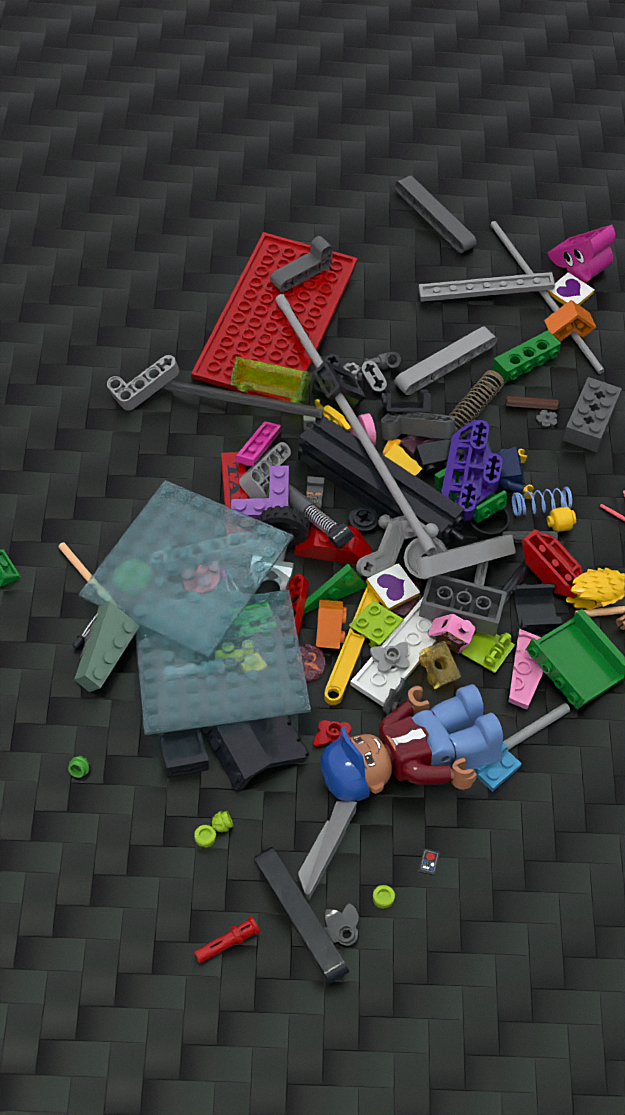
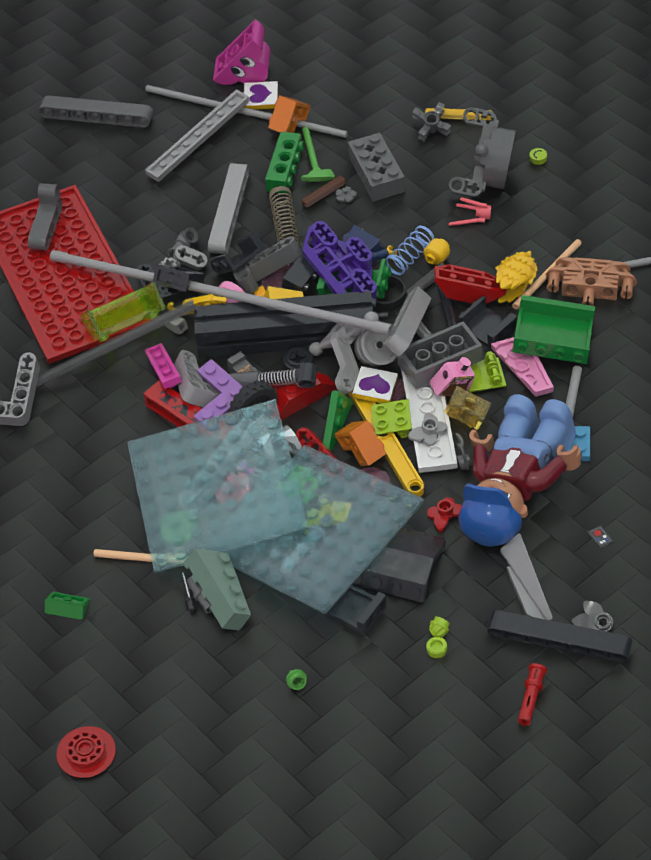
camera: 35 degrees left, 5 degrees down
(383, 896) = (597, 581): lime tile -> none
(543, 386) = (316, 174): none -> bright green piece

